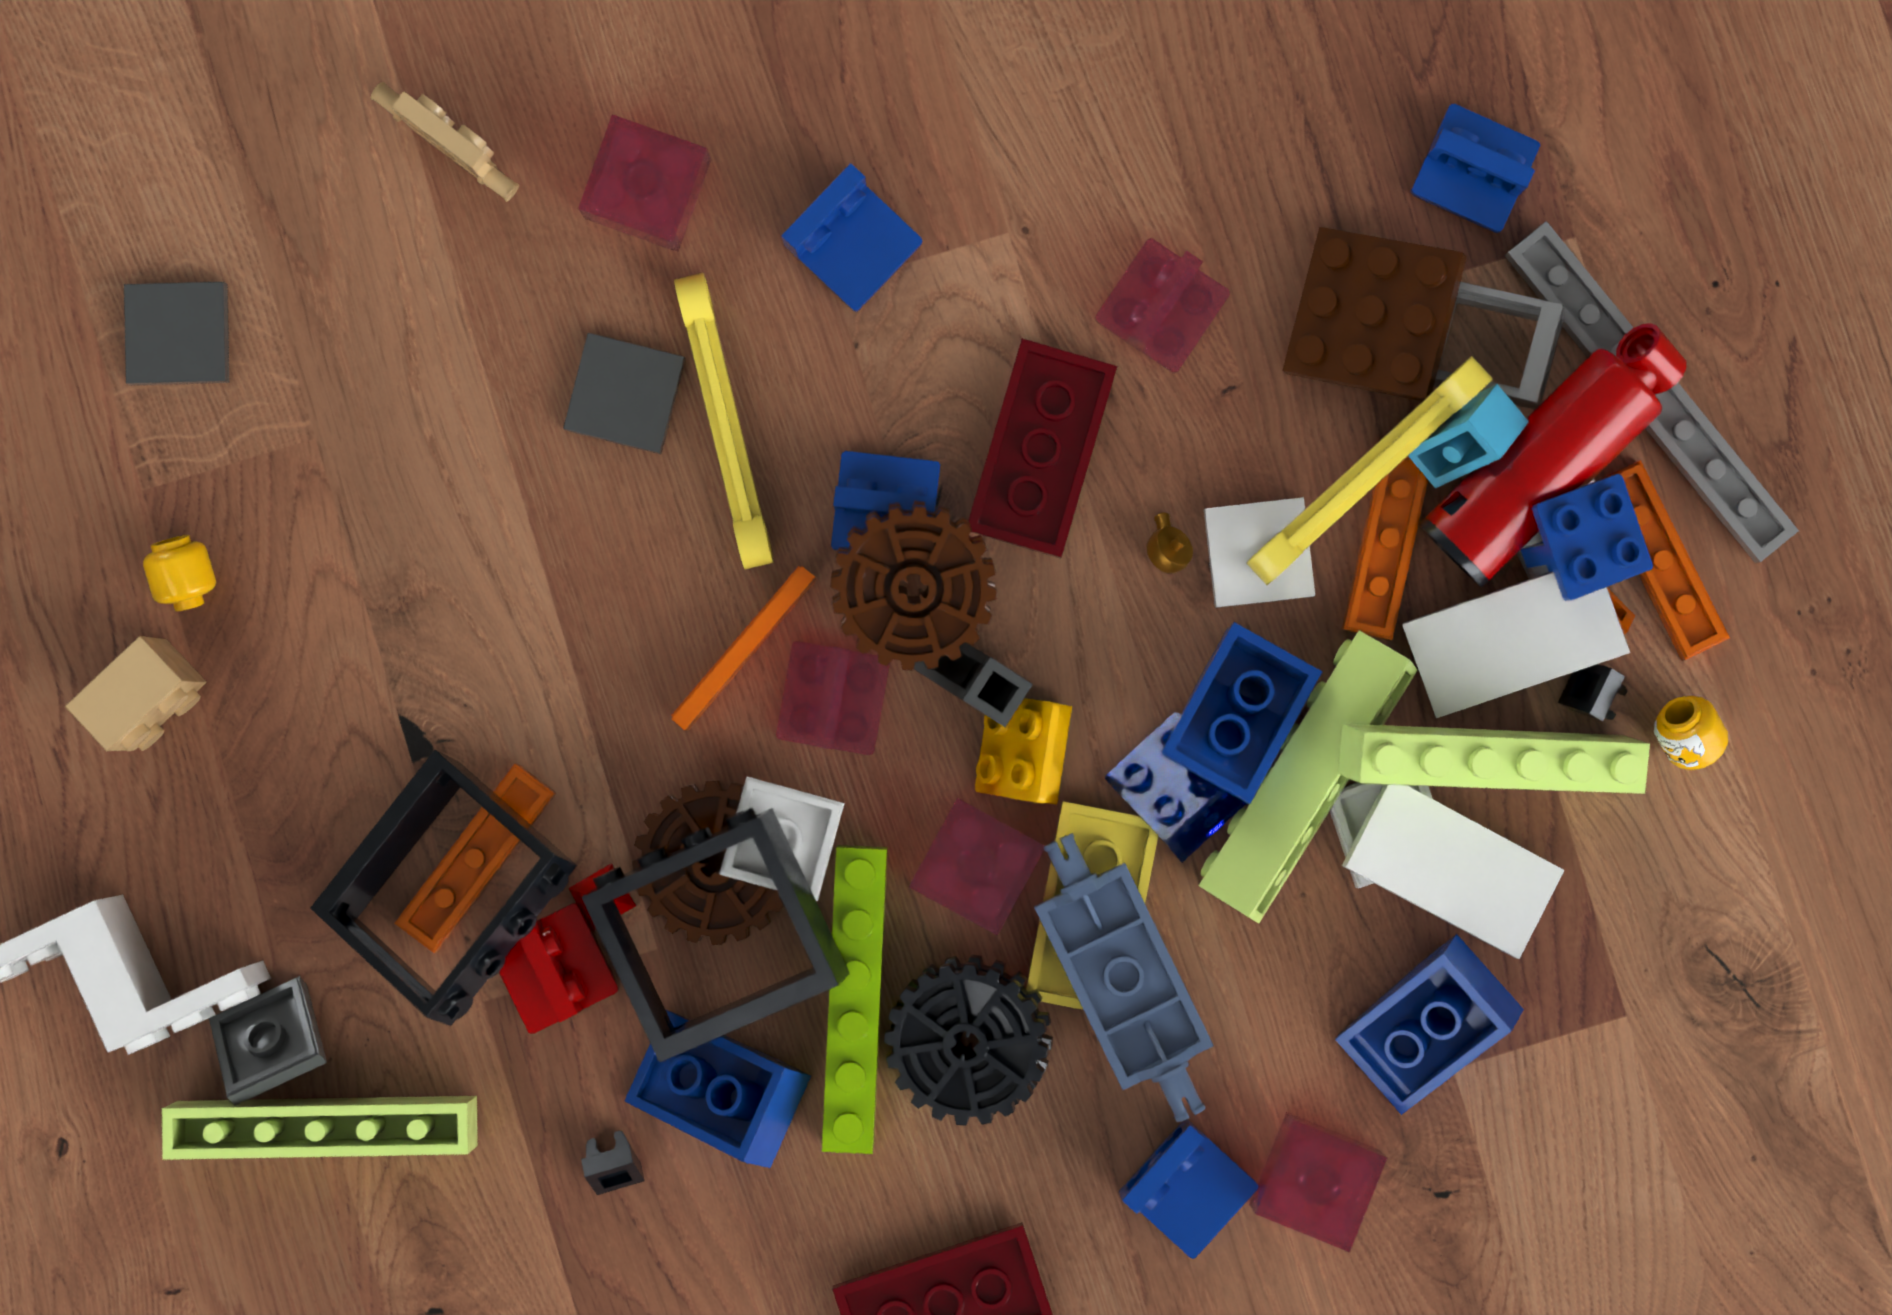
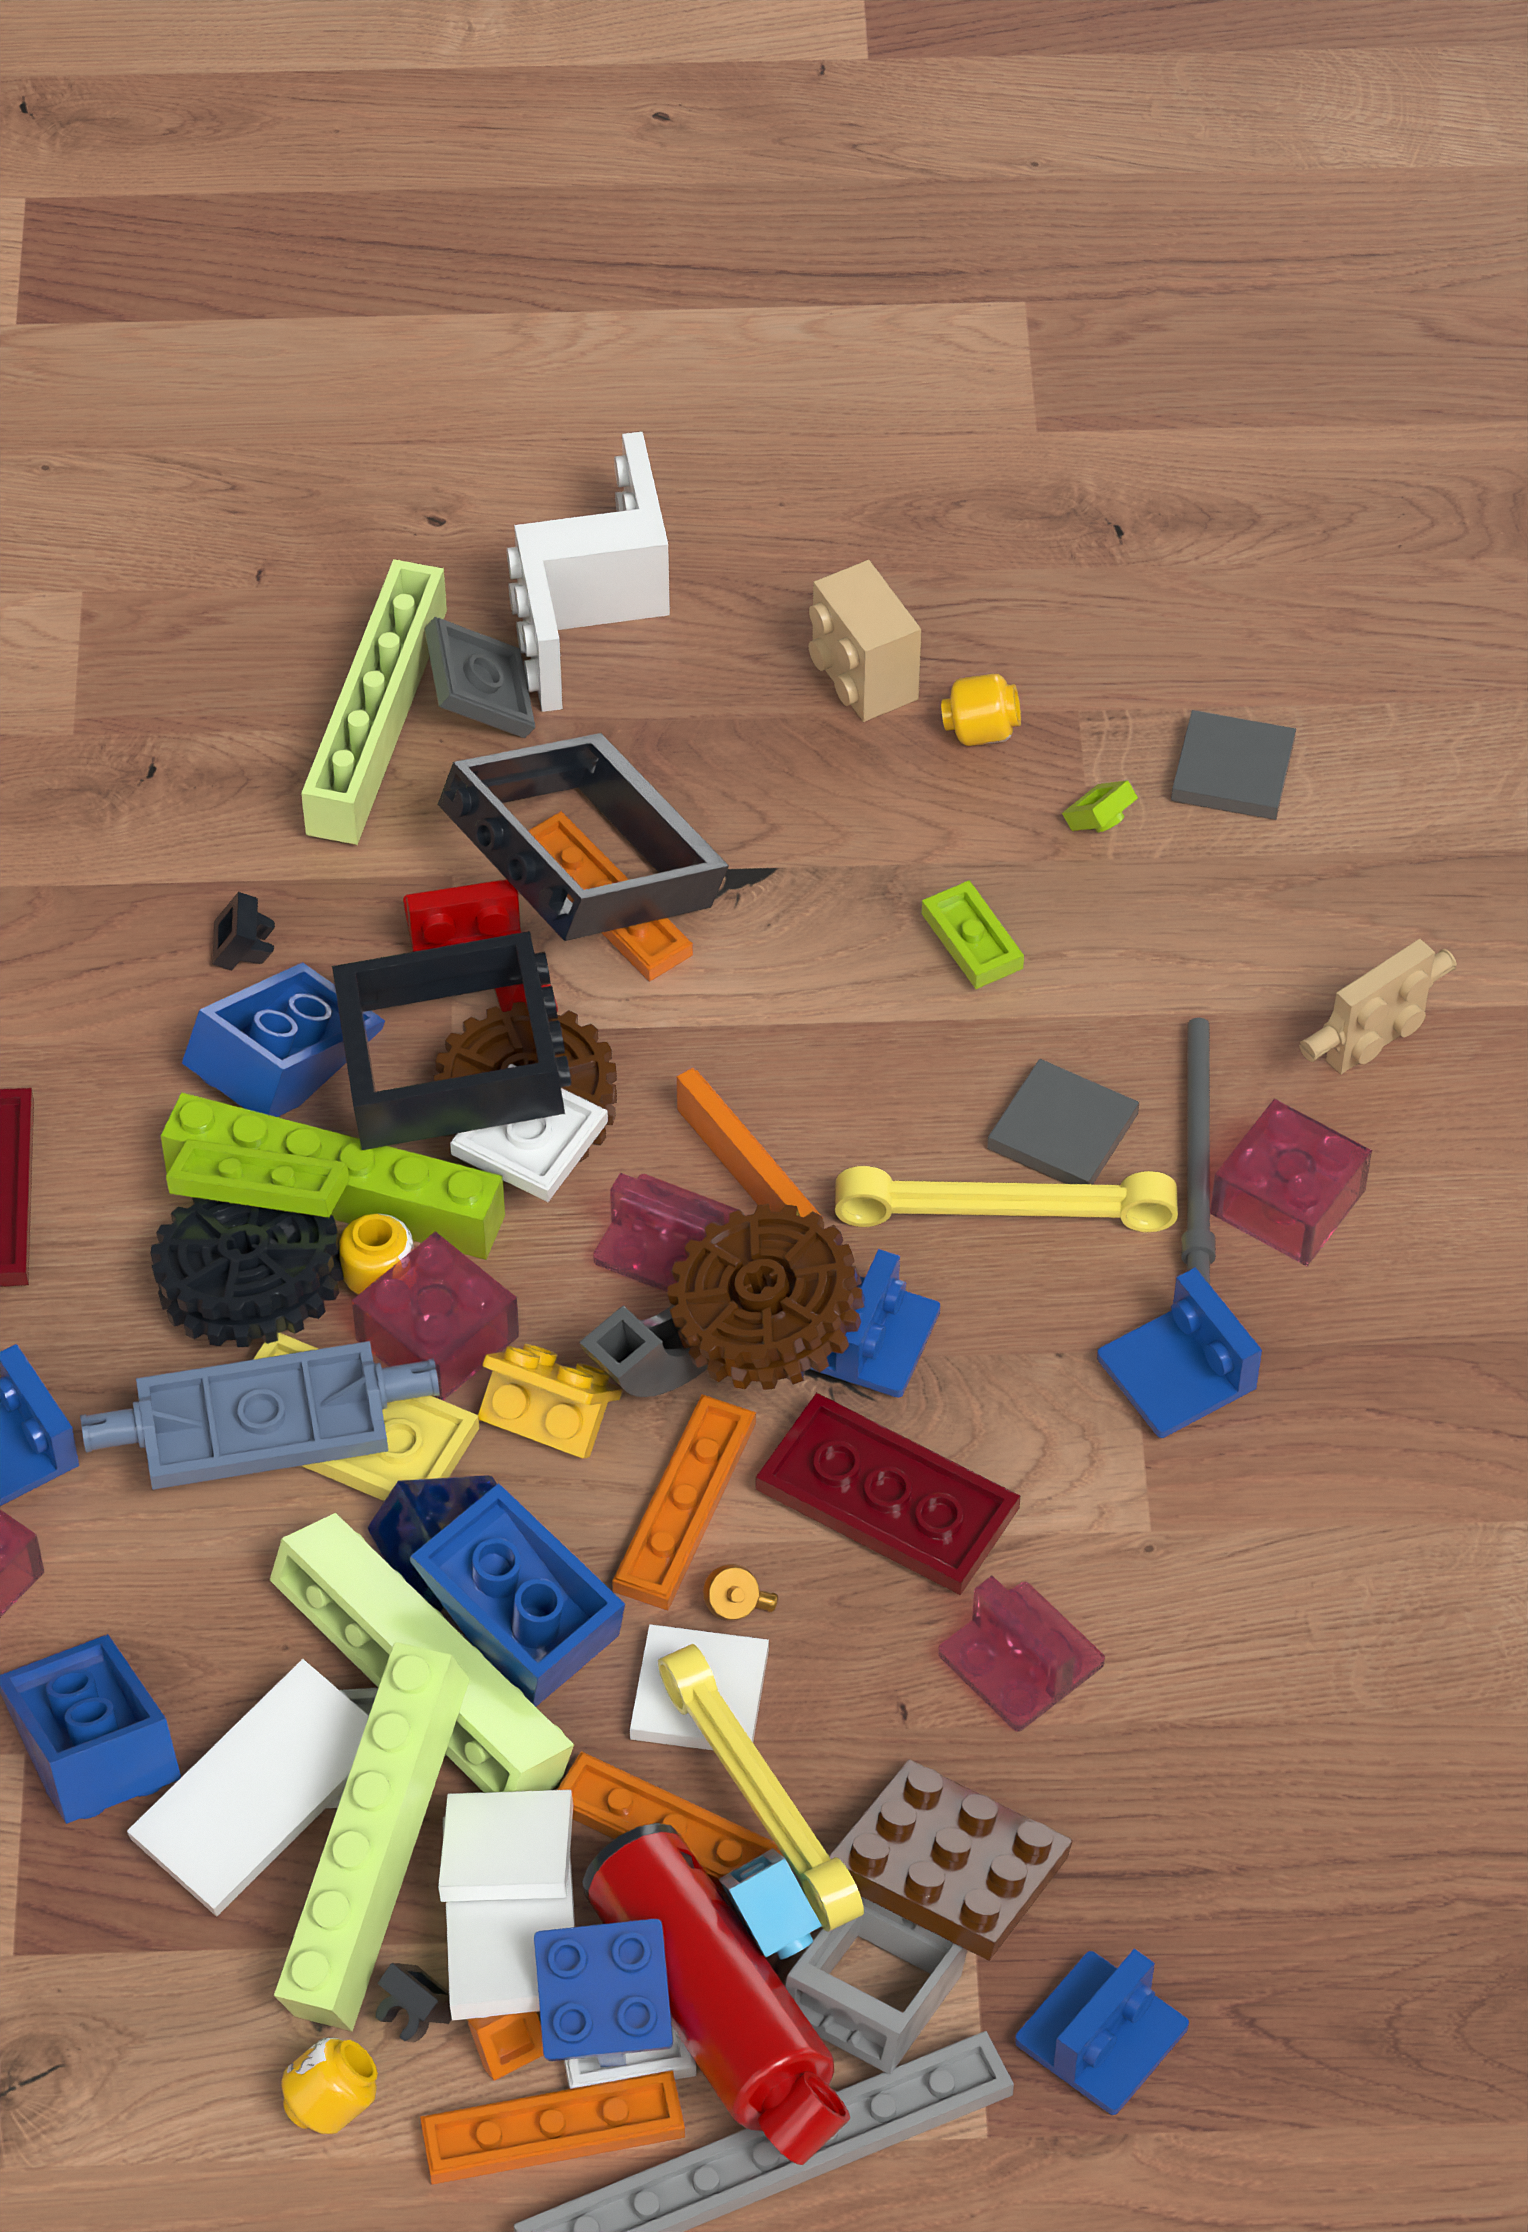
camera: 105 degrees right, 35 degrees down
(265, 439) = (1100, 807): none -> lime plate
(440, 519) = (972, 934): none -> lime plate
(722, 251) = (1198, 1242): none -> dark grey bar
(901, 1053) = (258, 1178): none -> lime plate
(923, 950) = (371, 1248): none -> yellow head
(1088, 613) = (684, 1502): none -> orange tile
(1465, 655) = (506, 1845): none -> white tile

